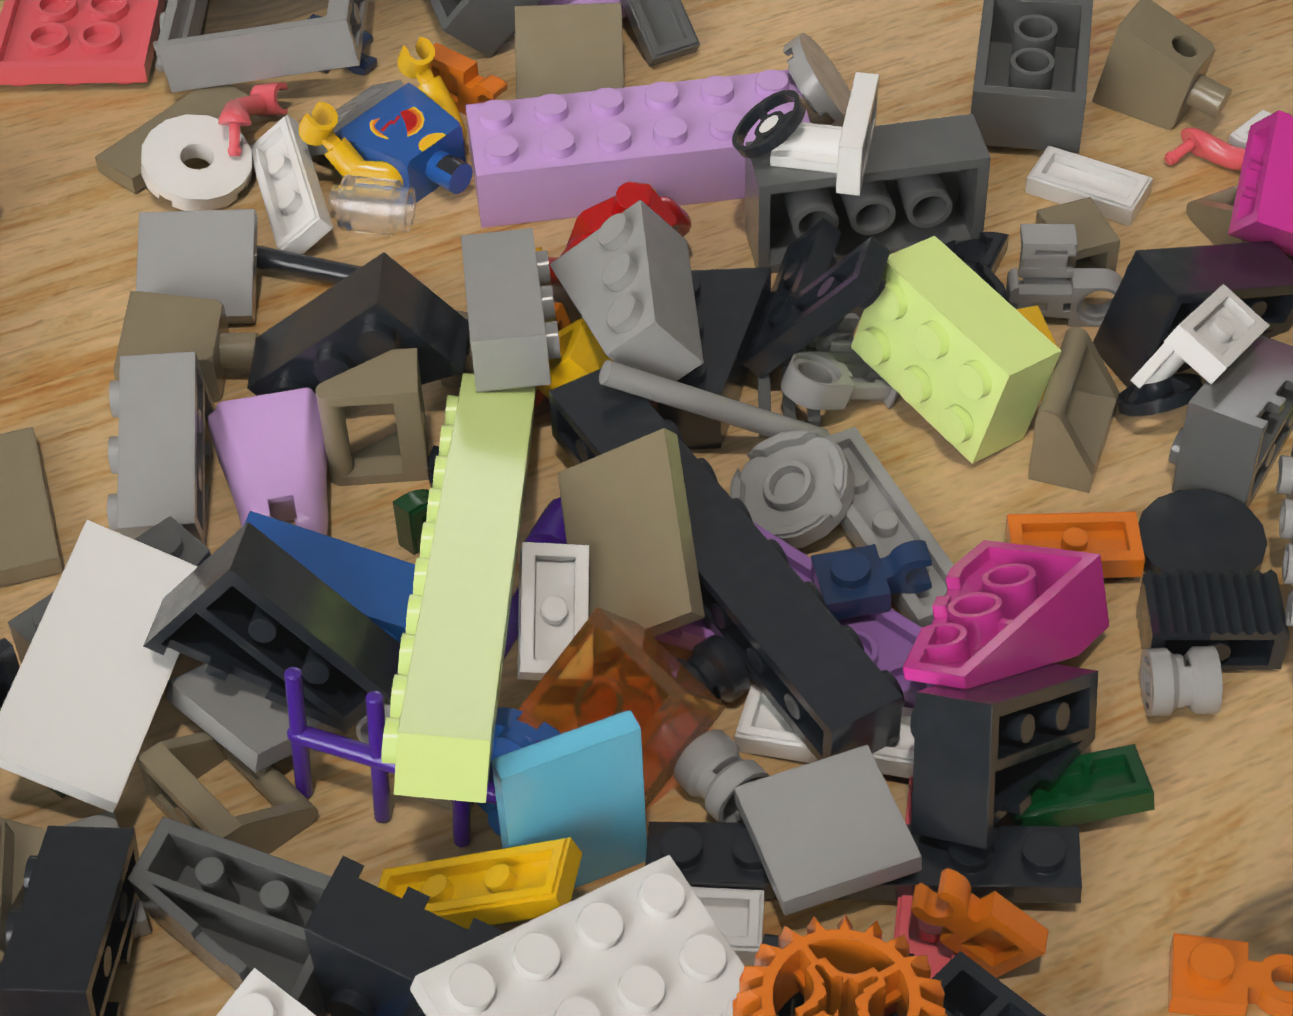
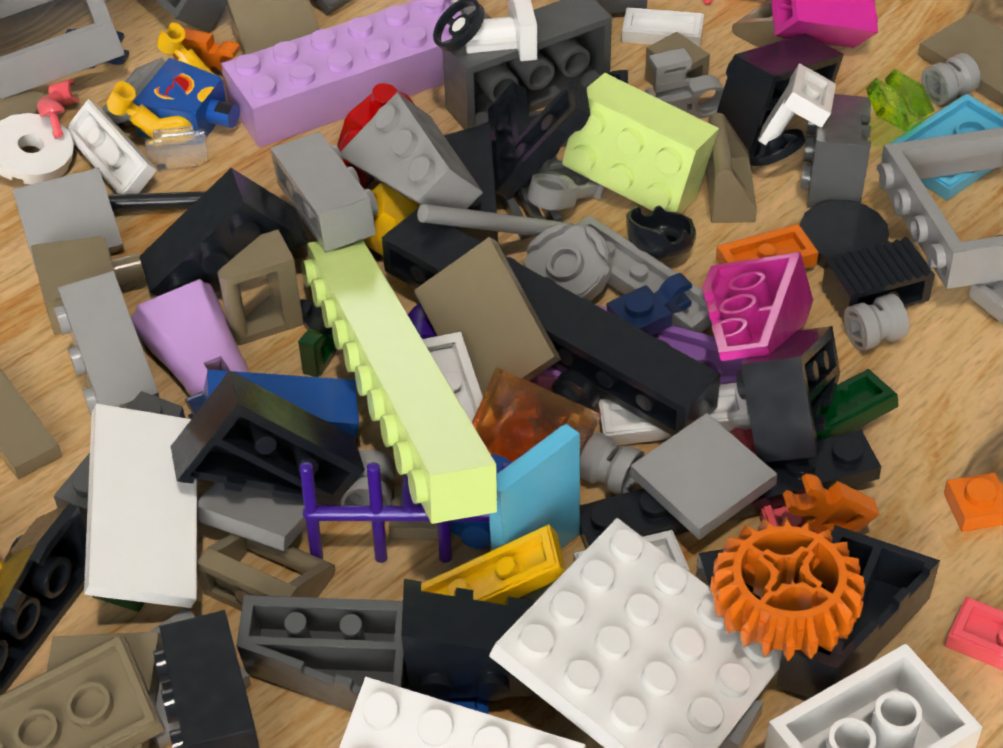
camera: 20 degrees left, 0 degrees up
(938, 478) = (661, 233): none -> black hair

